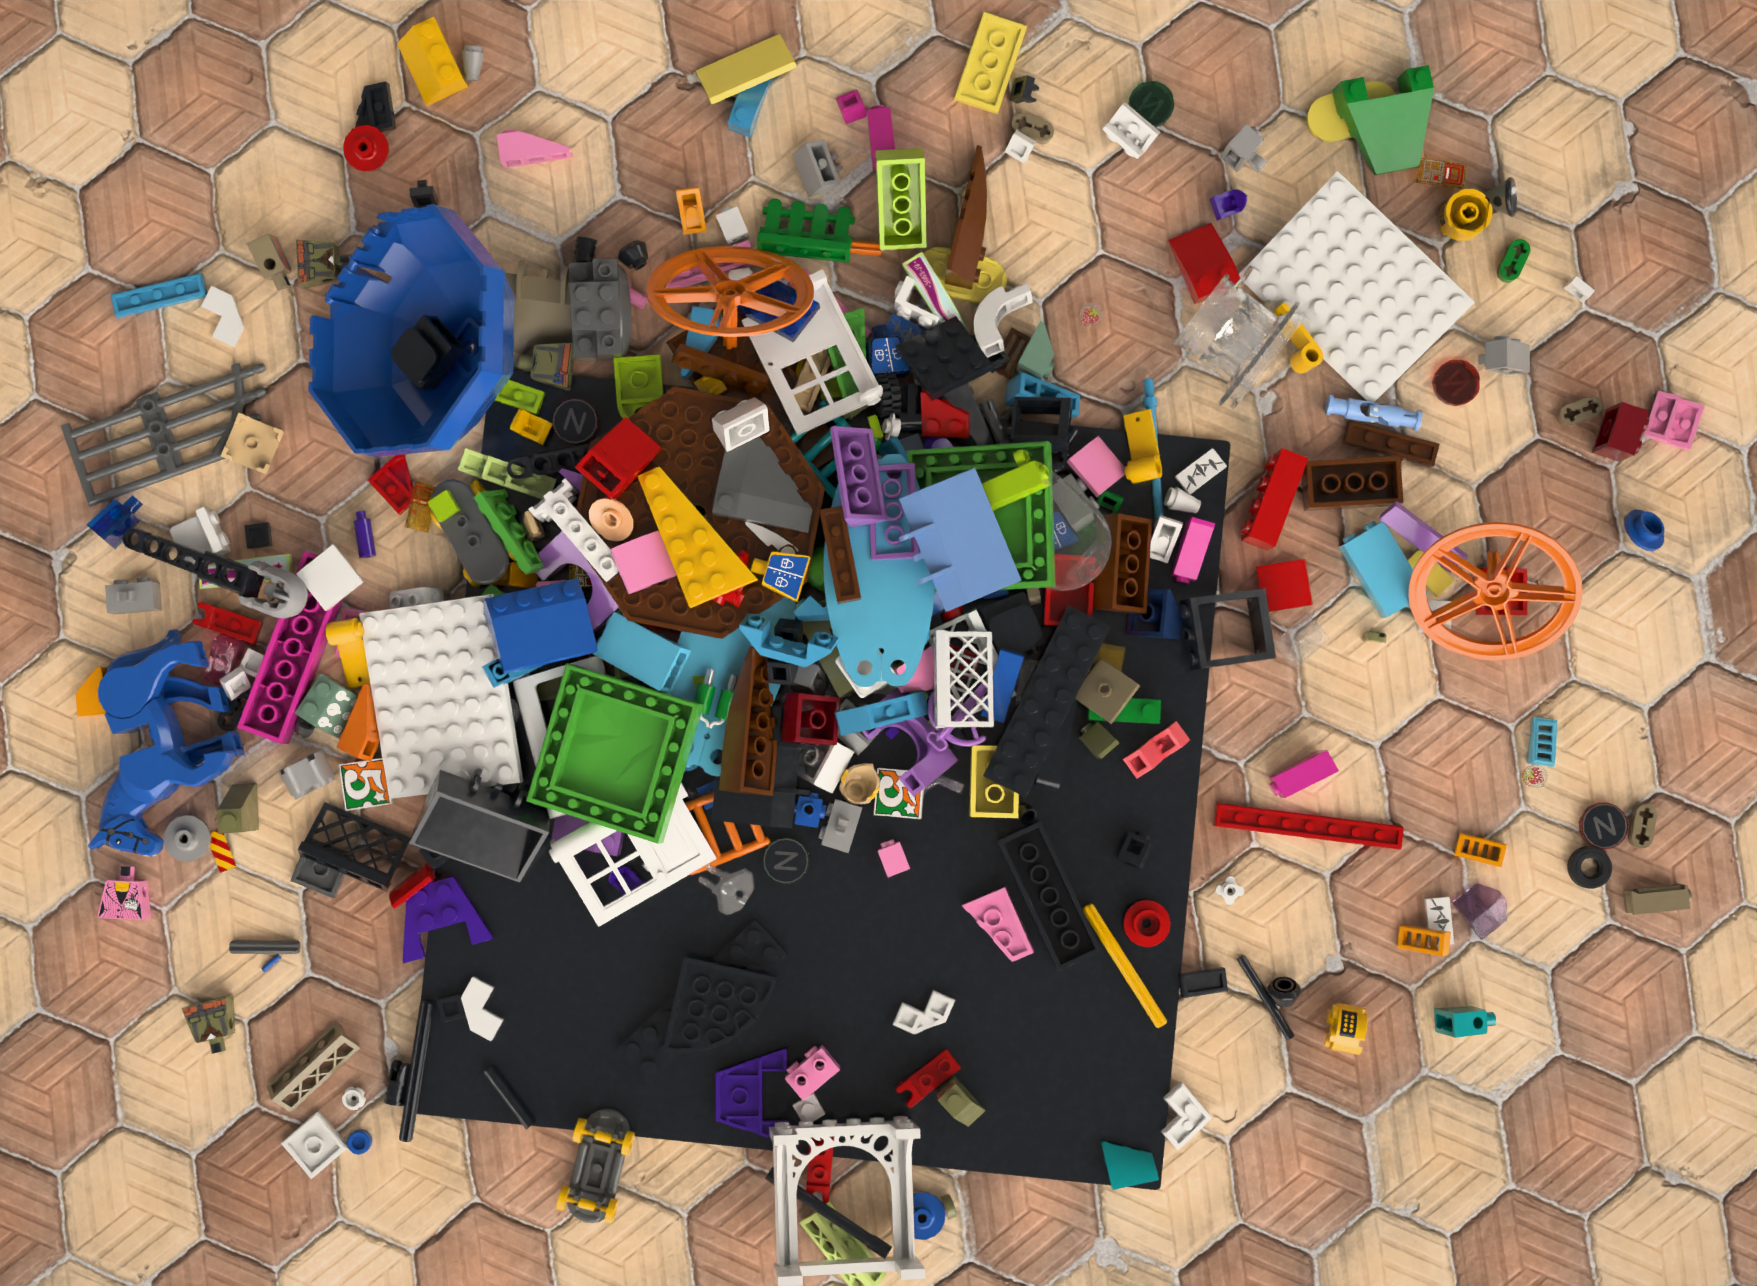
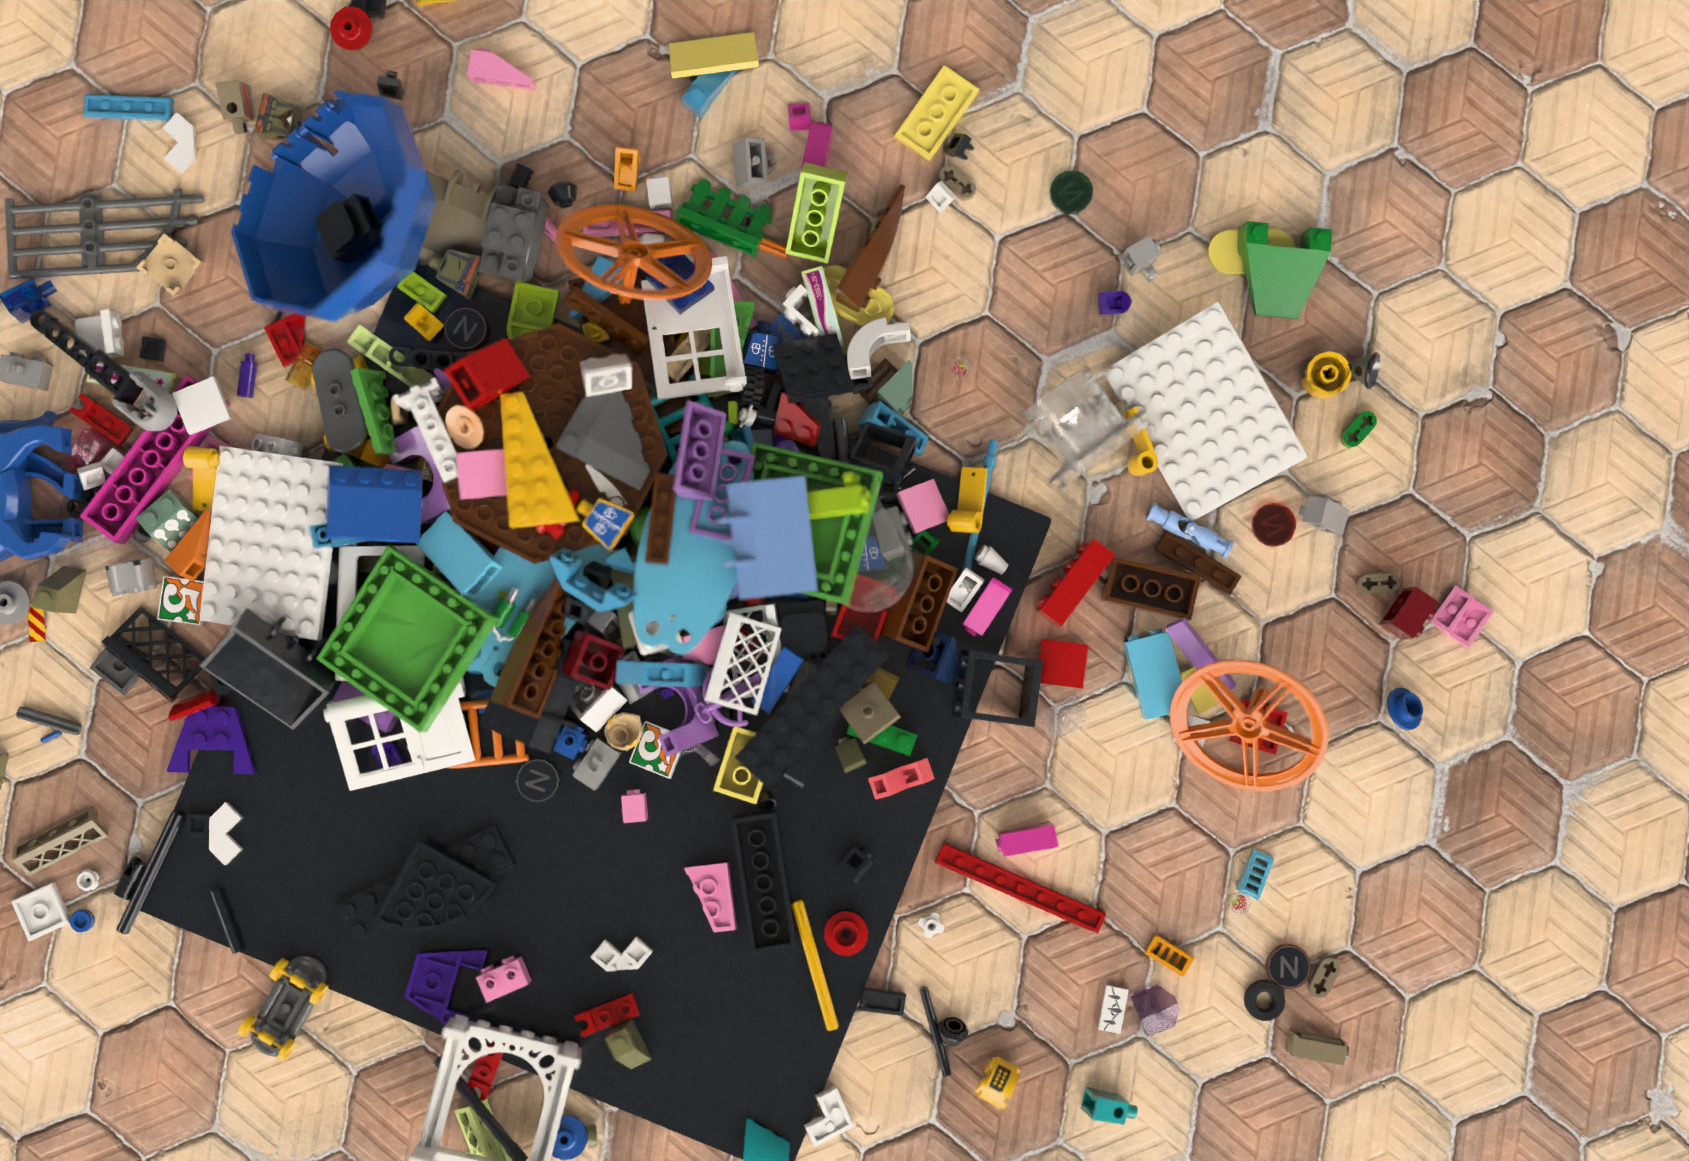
camera: 20 degrees right, 0 degrees up
(444, 506) = (323, 370): lime tile -> none
(728, 886) = (475, 791): clear hinge -> none
(809, 1109) = (493, 1010): white plate -> none
(1131, 131) = (1044, 211): white bracket -> none
(1200, 471) = (1016, 538): white tile -> none
(1203, 261) = (1075, 346): red slope -> none
(1372, 636) = (1131, 734): olive tile -> none
(1441, 173) = (1316, 331): clear yellow tile -> none
(1444, 940) = (1105, 1036): light orange slope -> none
(1579, 289) = (1410, 472): white tile -> none

